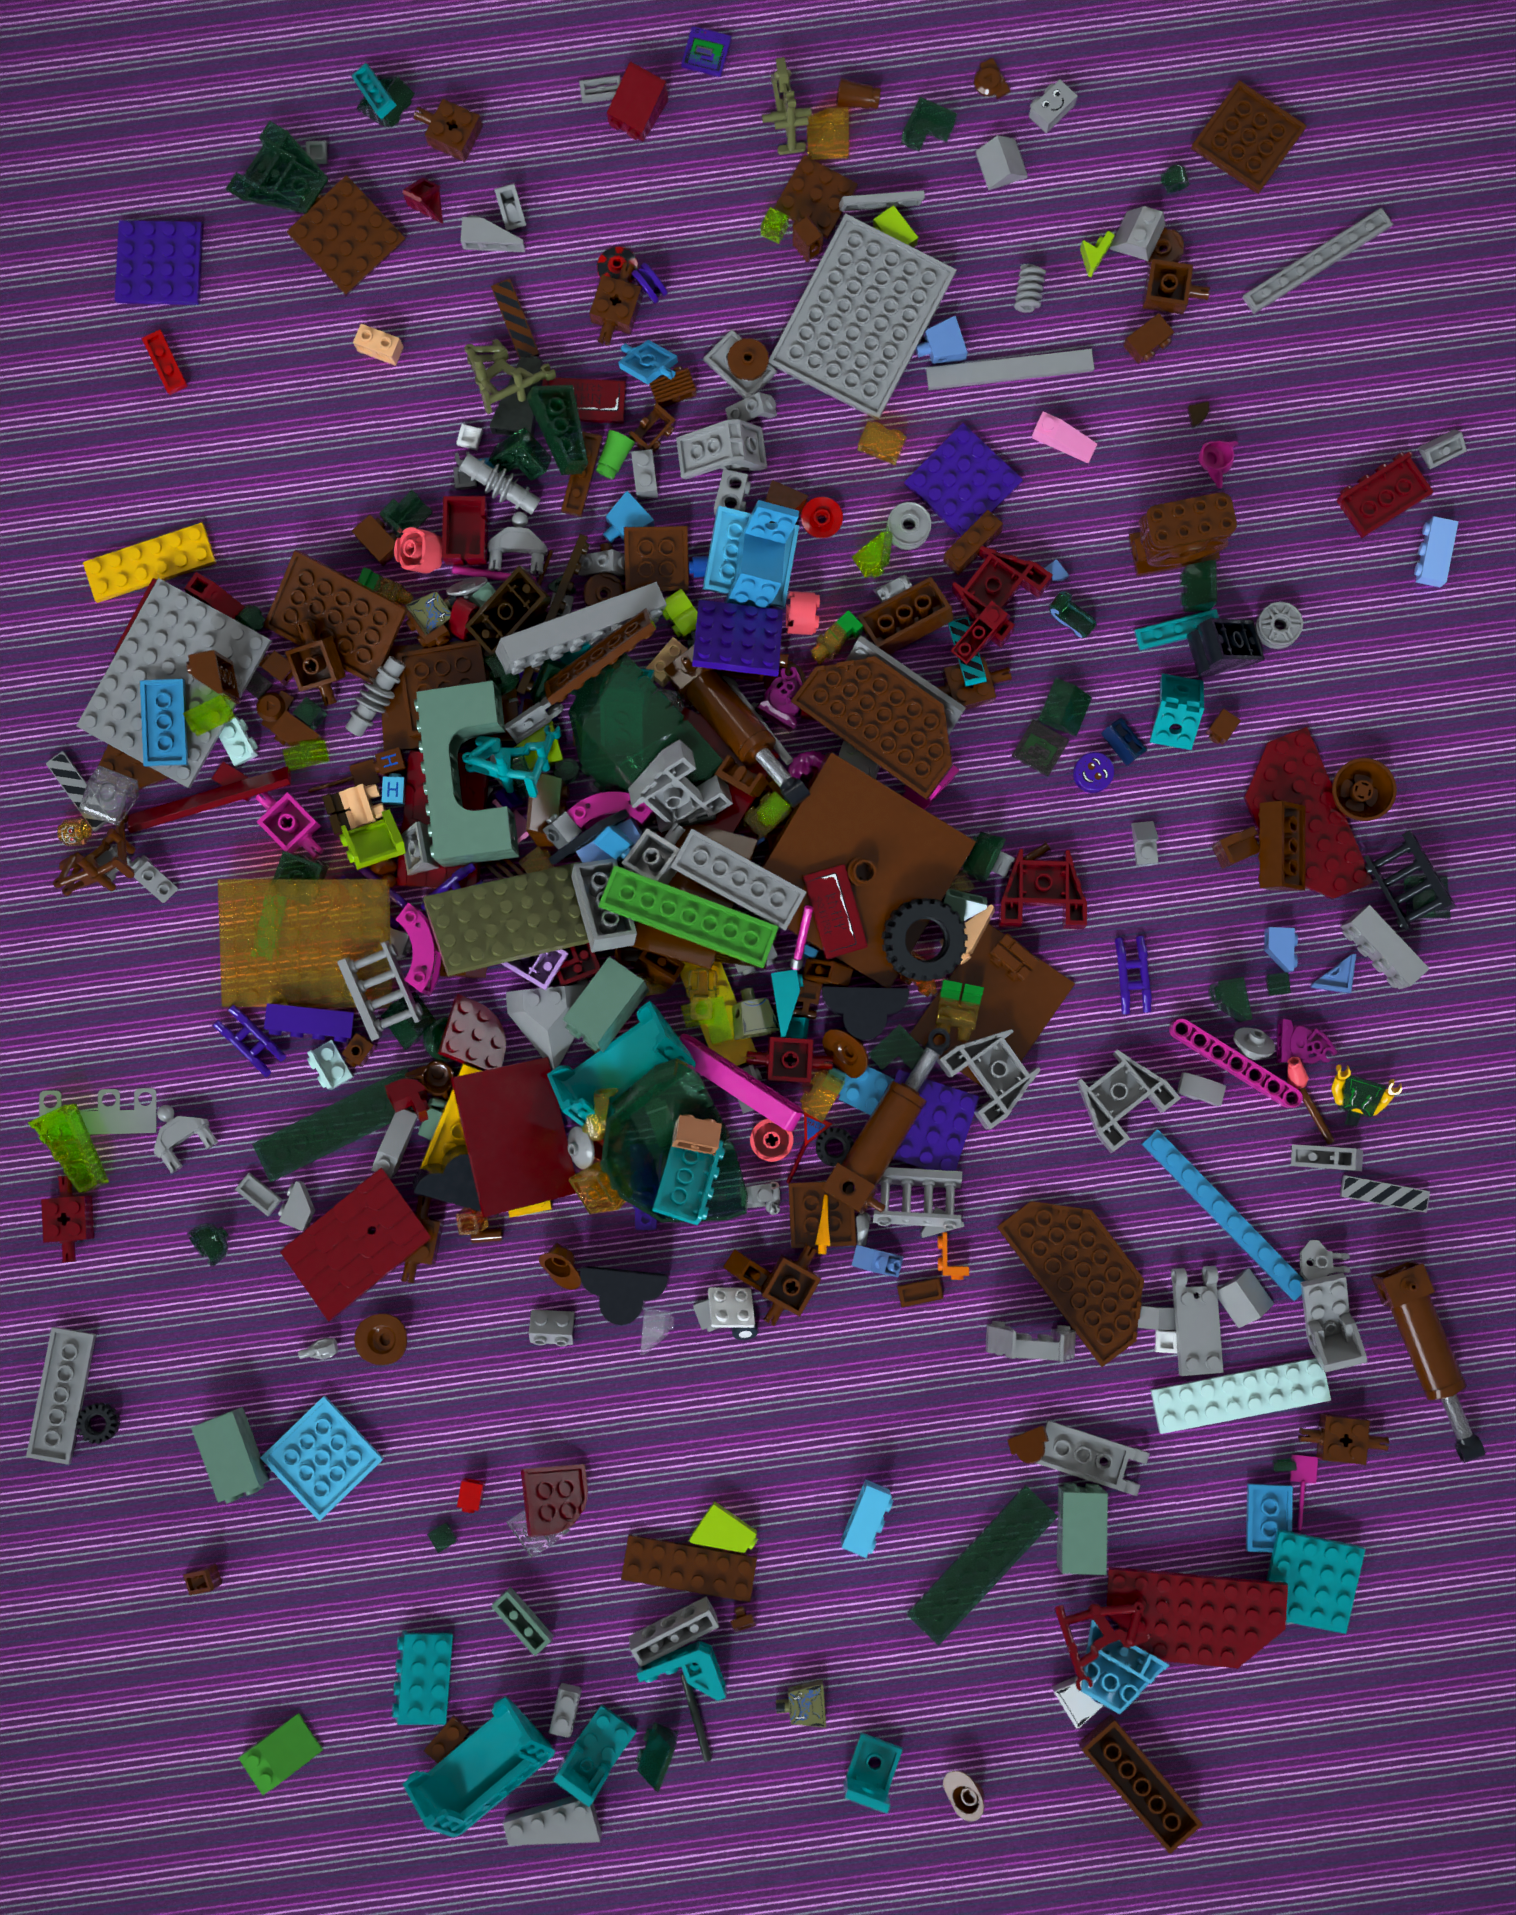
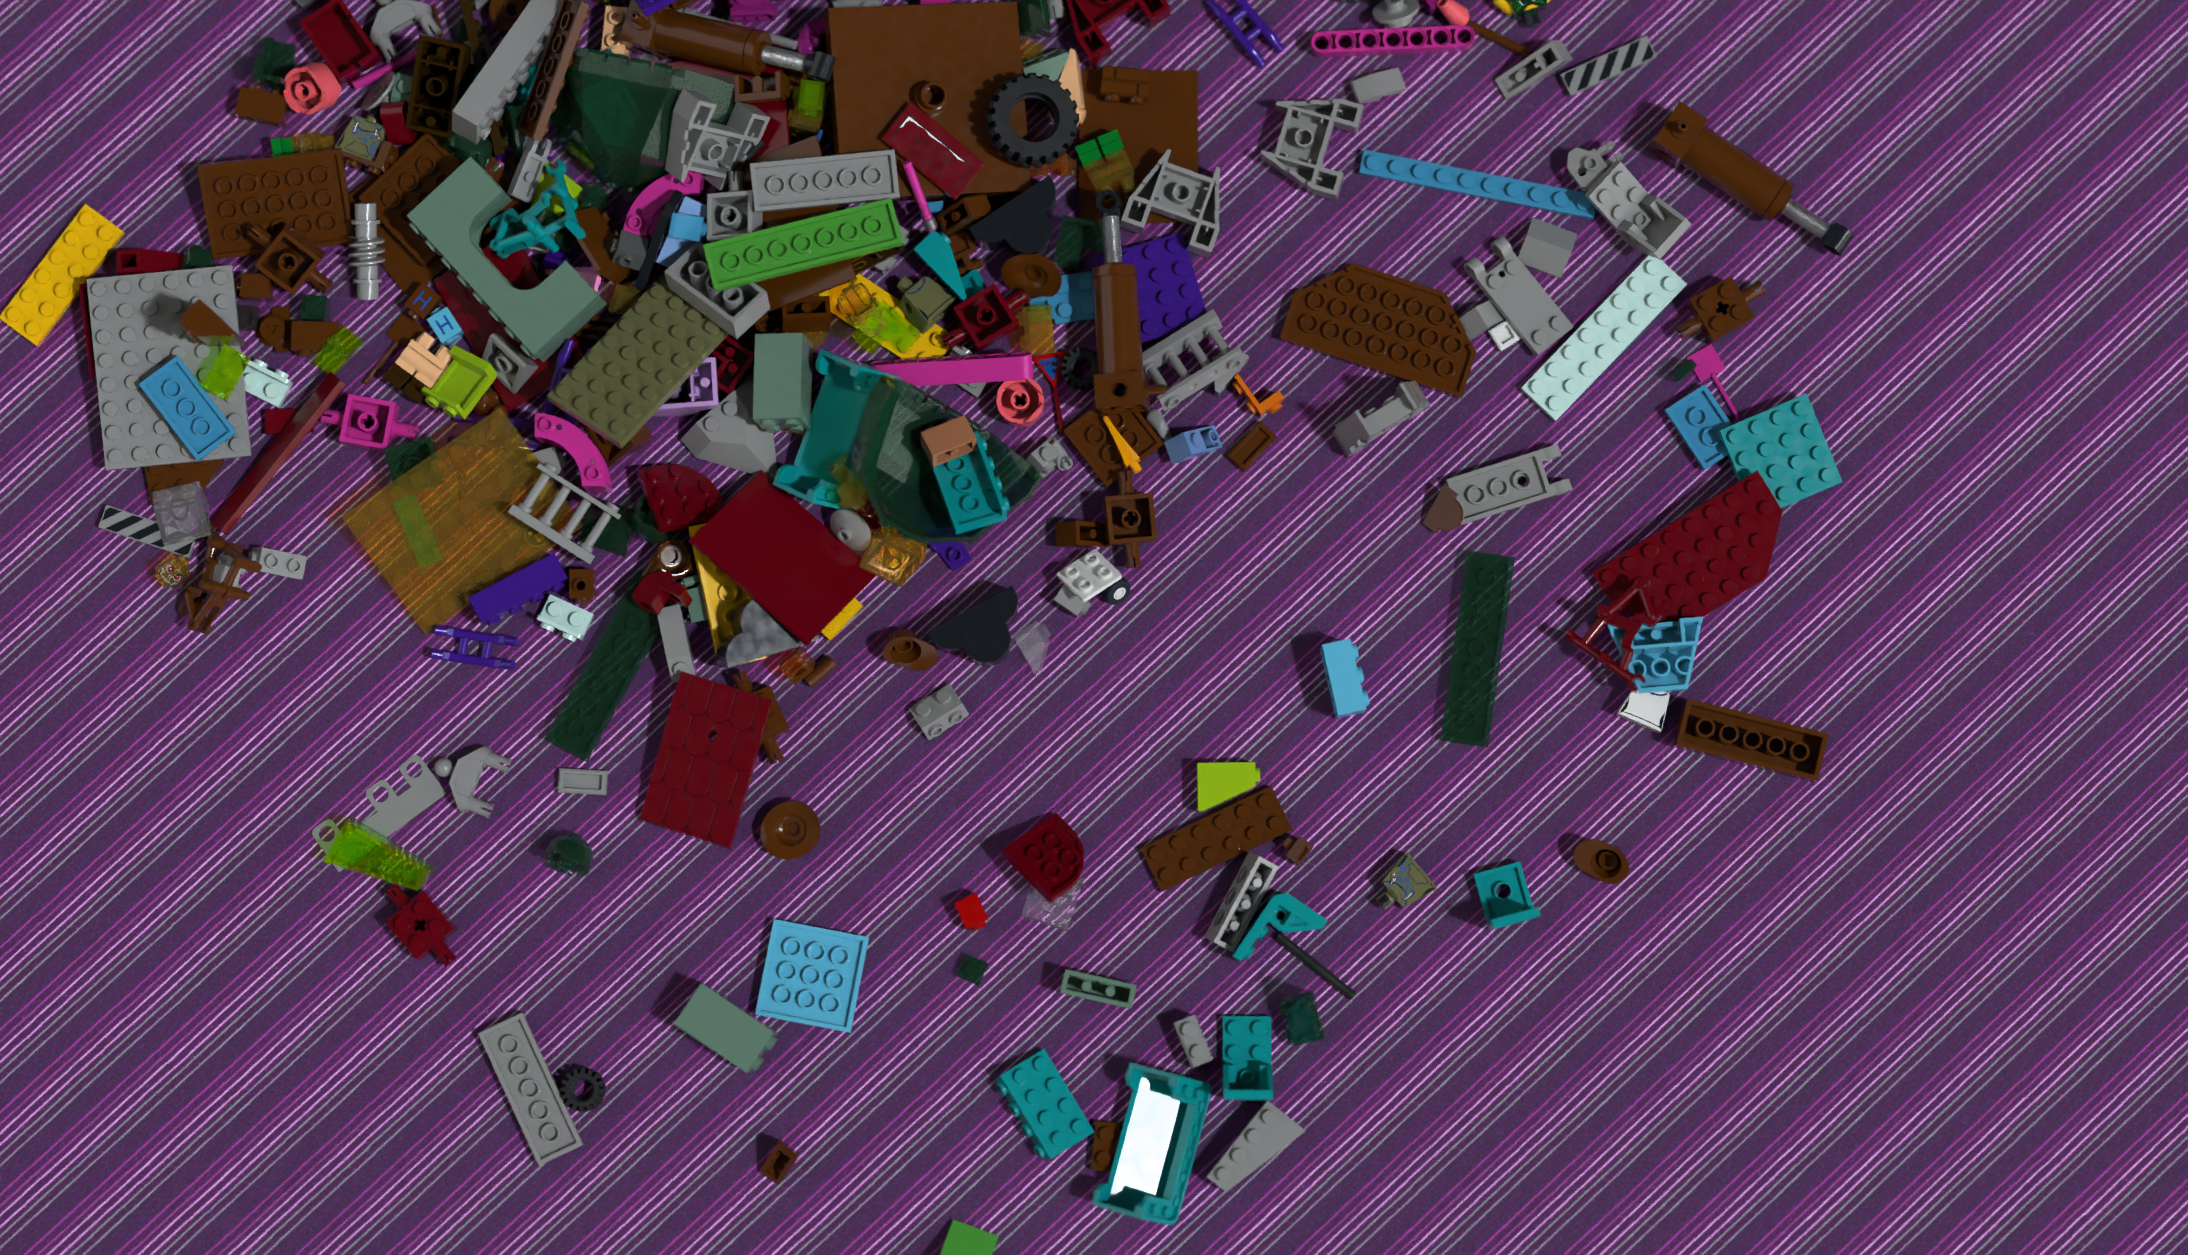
camera: 40 degrees left, 0 degrees up
(299, 1207) = (630, 768): light grey slope -> none
(320, 1349) = (740, 879): light grey piece -> none
(1082, 1529) = (1542, 551): sand green brick -> none

